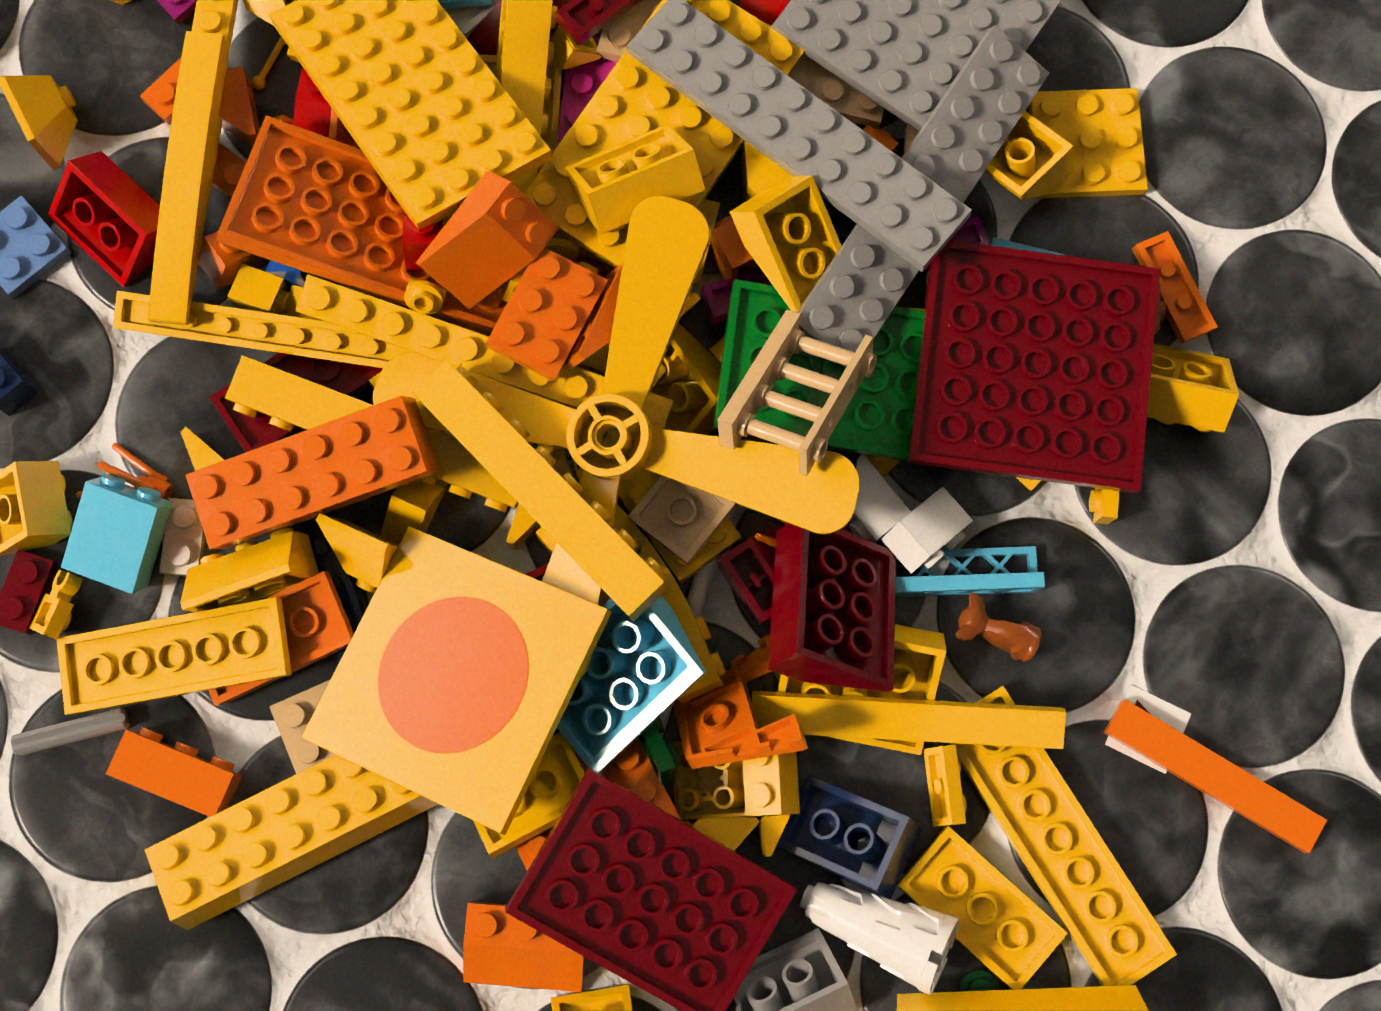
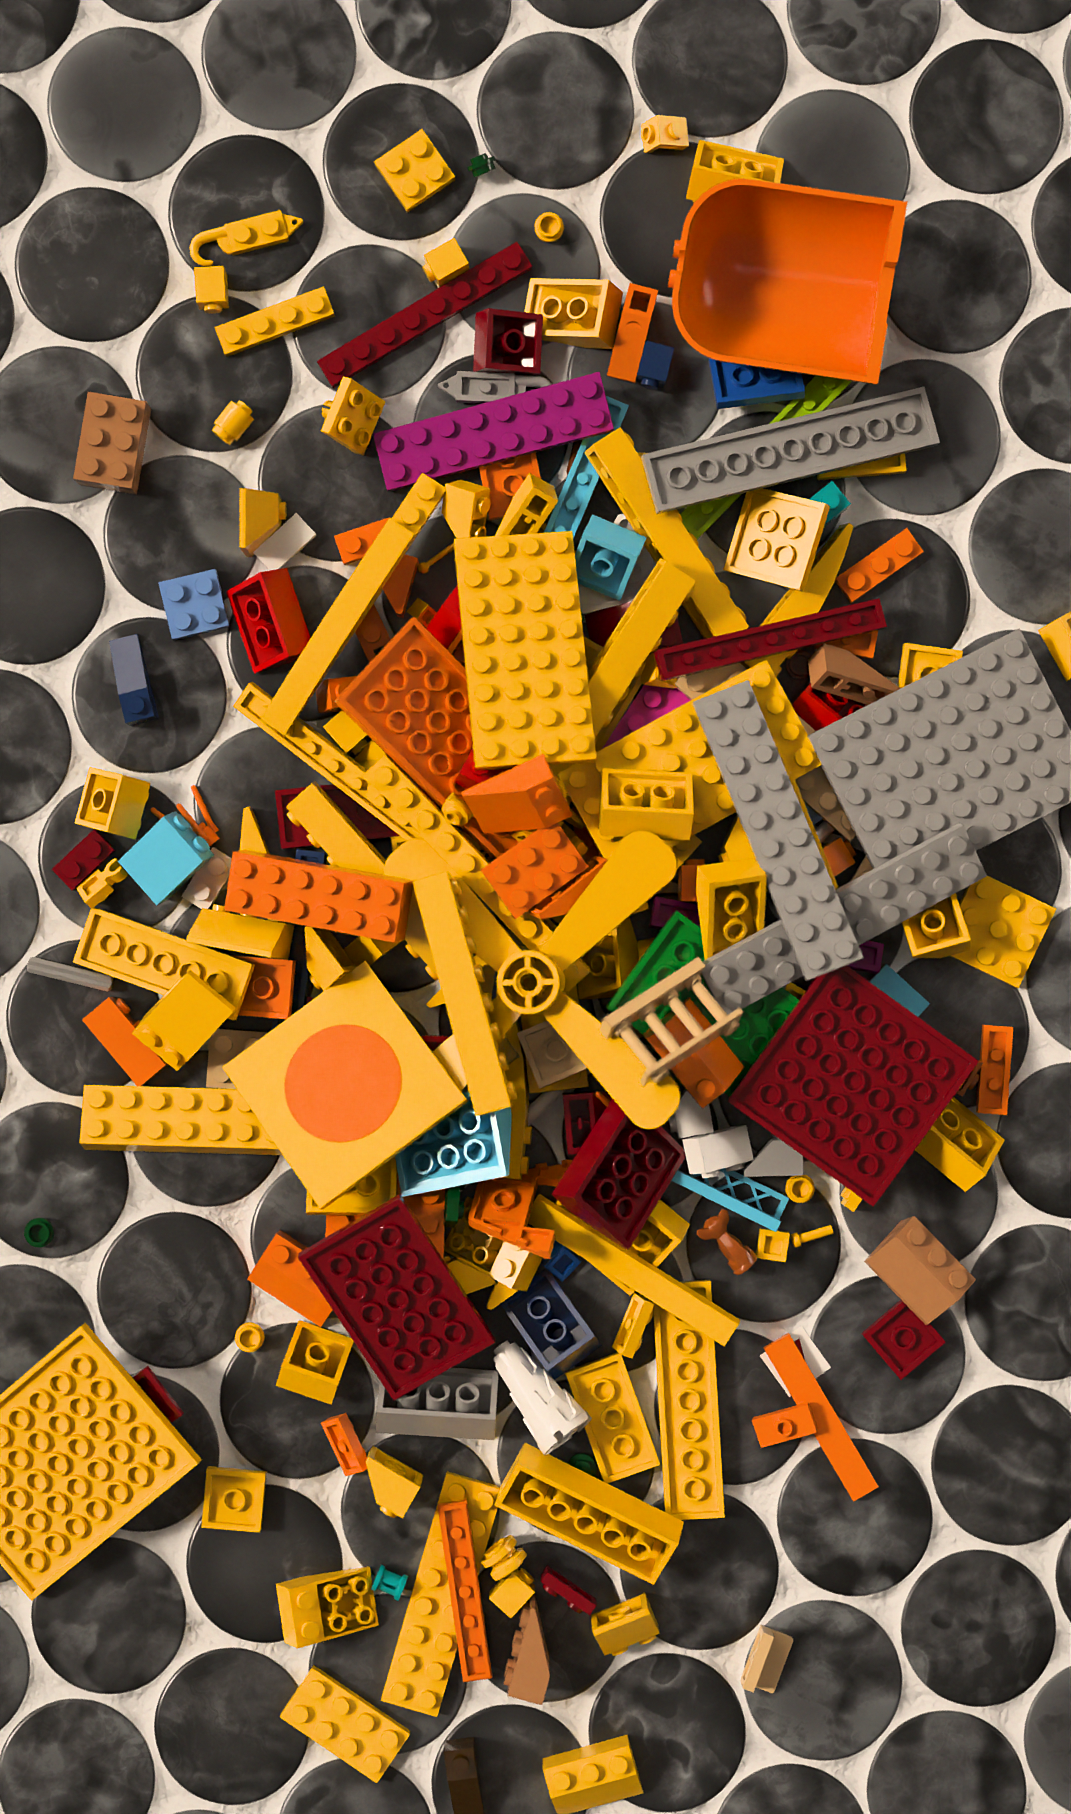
camera: 35 degrees right, 10 degrees up
(89, 128) = (285, 543): none -> white tile
(226, 706) = (183, 1020): none -> yellow slope
(820, 758) = (561, 1262): none -> blue slope
(865, 434) = (706, 1071): none -> orange slope
(997, 506) = (774, 1160): none -> light grey slope
(1040, 528) = (800, 1188): none -> yellow plate
(1048, 607) = (772, 1245): none -> yellow plate
(1071, 587) = (798, 1239): none -> yellow piece
(1181, 806) = (784, 1425): none -> orange plate
(1227, 543) = (919, 1270): none -> medium nougat slope
(1252, 633) = (902, 1339): none -> dark red plate

